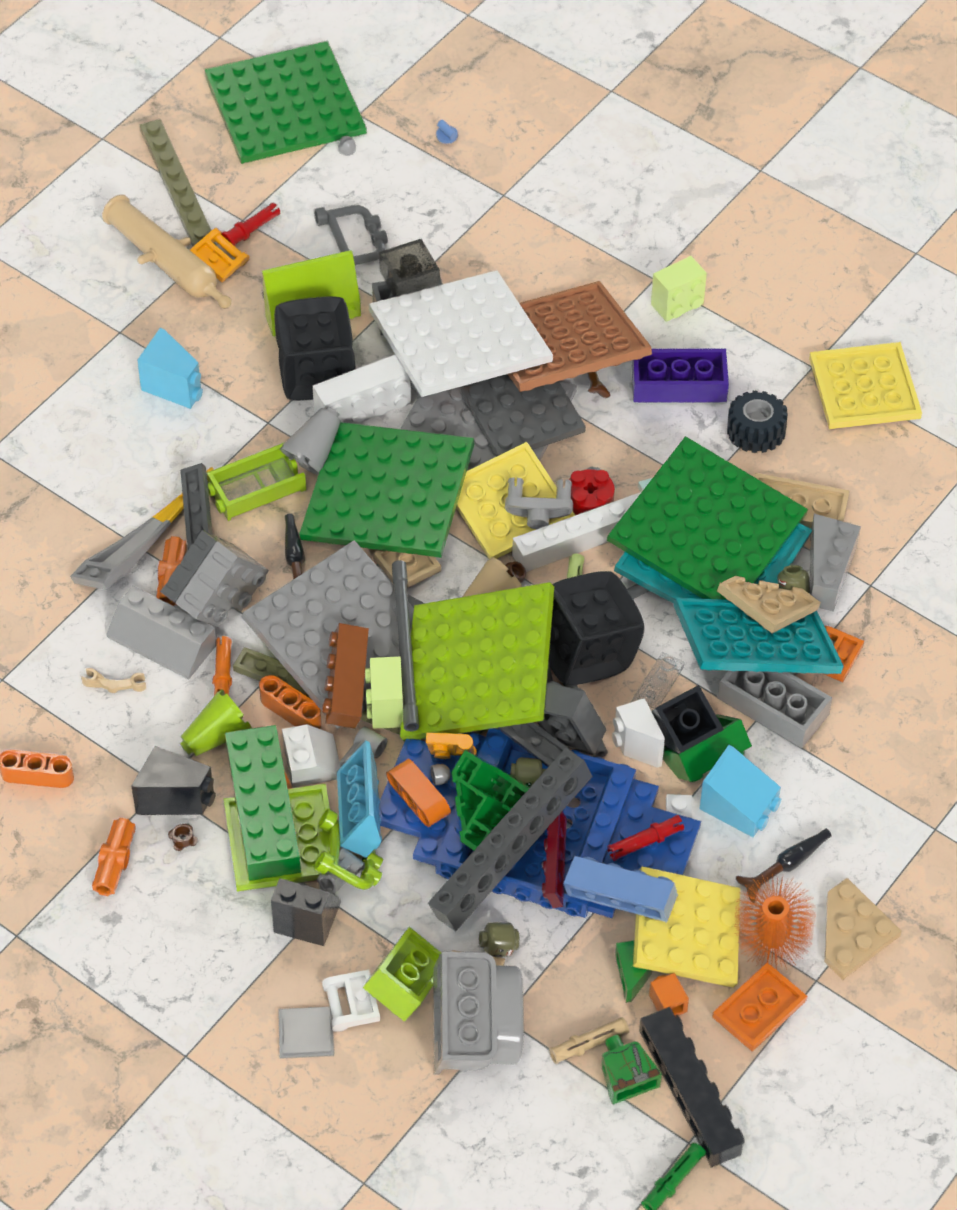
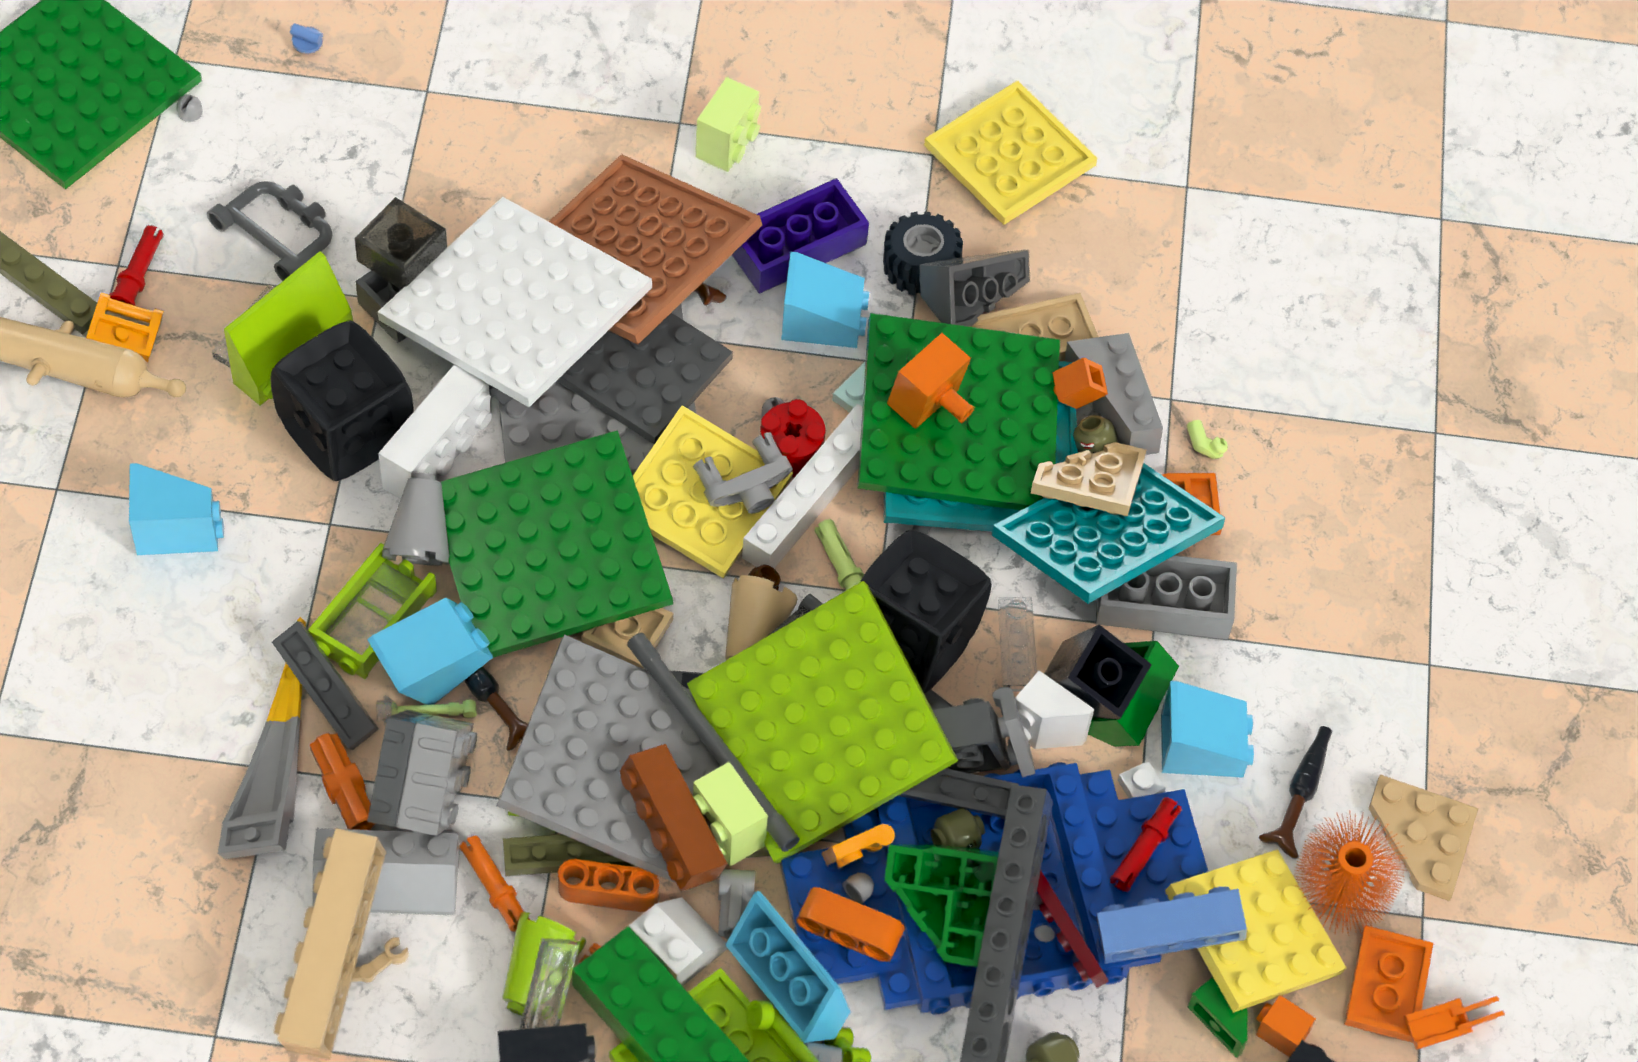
camera: 35 degrees left, 5 degrees up
(93, 651) = (331, 943): none -> tan brick
(209, 735) = (549, 983): none -> clear plate
(270, 516) = (432, 650): none -> medium azure slope
(276, 565) = (388, 707): none -> yellowish green piece
(602, 725) = (1012, 727): none -> light grey plate
(664, 419) = (823, 304): none -> medium azure slope
(688, 490) = (931, 382): none -> orange brick
(769, 452) = (969, 286): none -> dark grey wedge
(783, 1048) = (1445, 1021): none -> orange arm
(800, 540) = (1079, 383): none -> orange brick
(871, 622) = (1201, 443): none -> yellowish green arm

